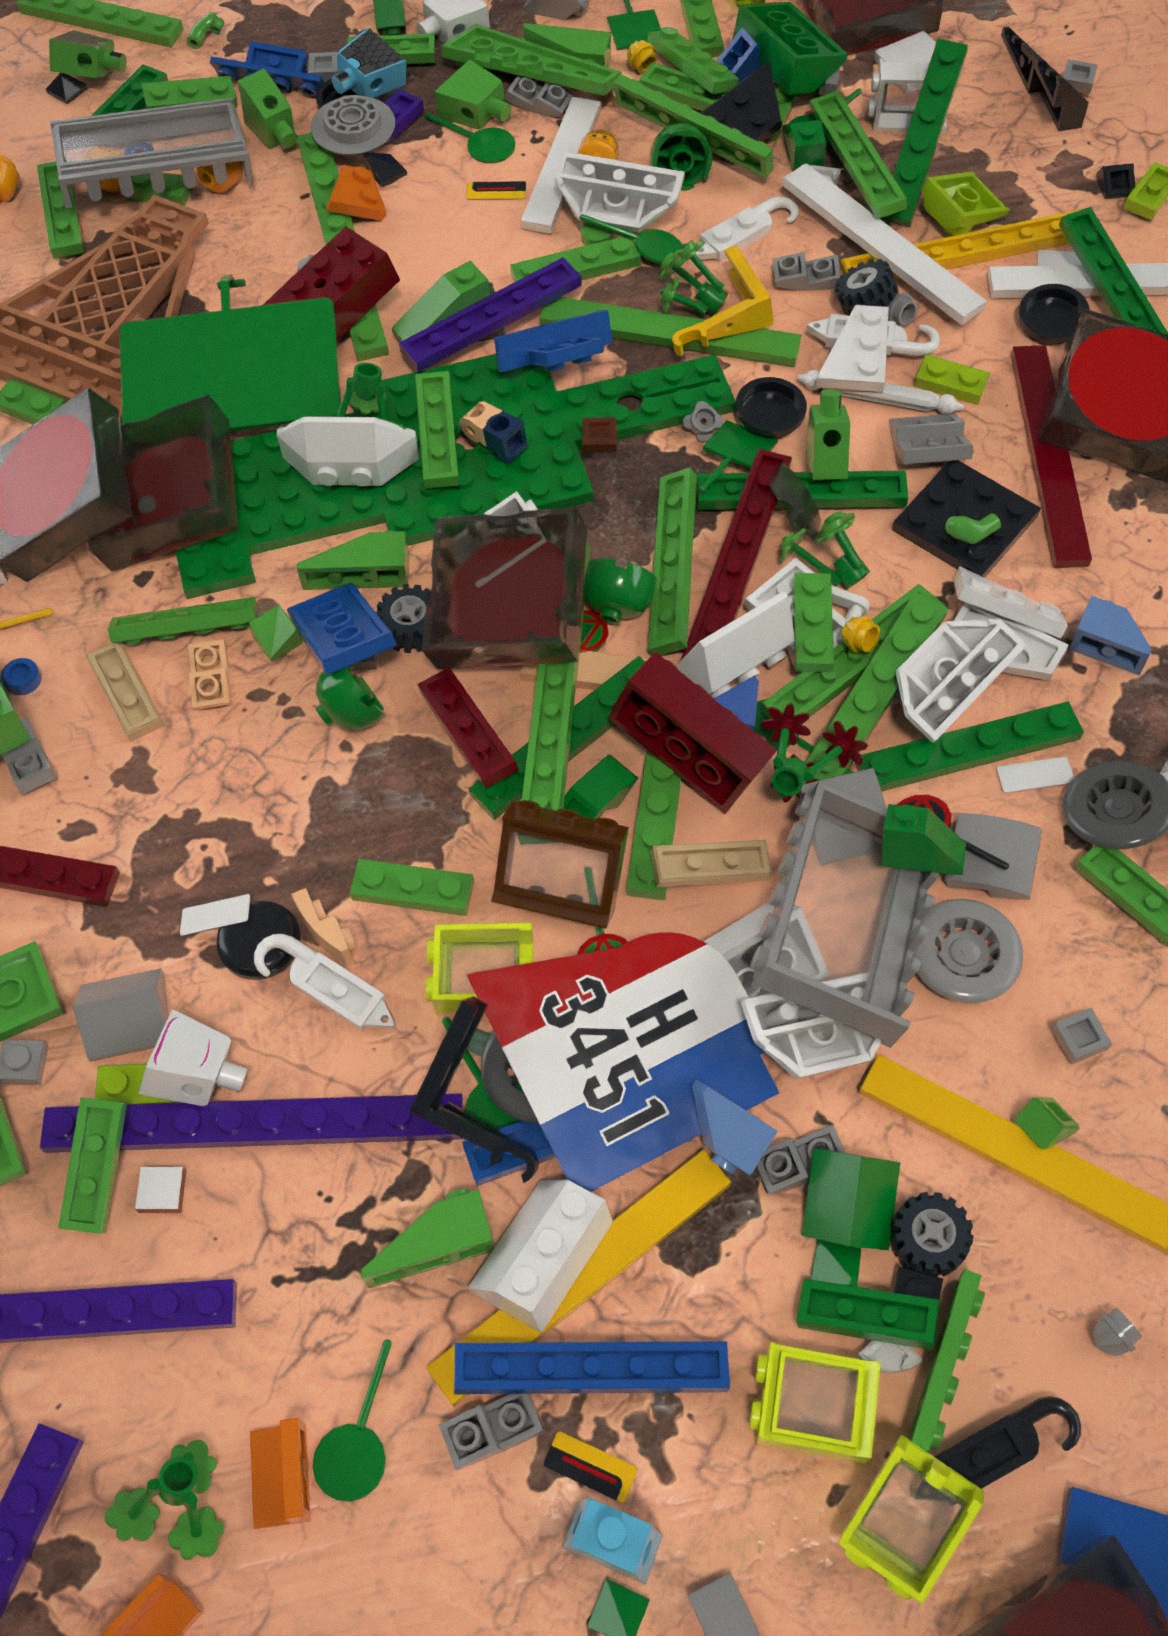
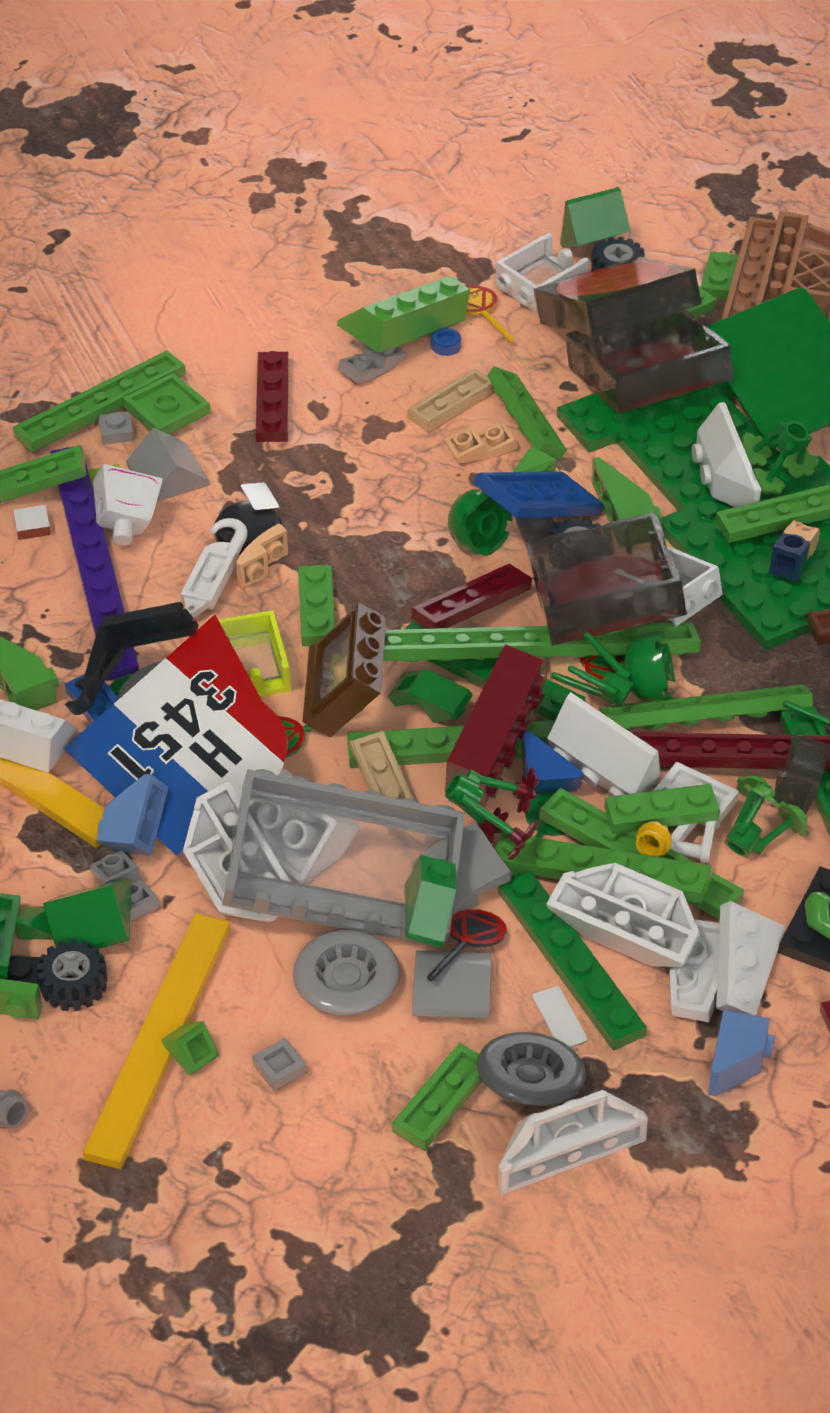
camera: 75 degrees right, 15 degrees down
(637, 626) = (613, 687): none -> green plant

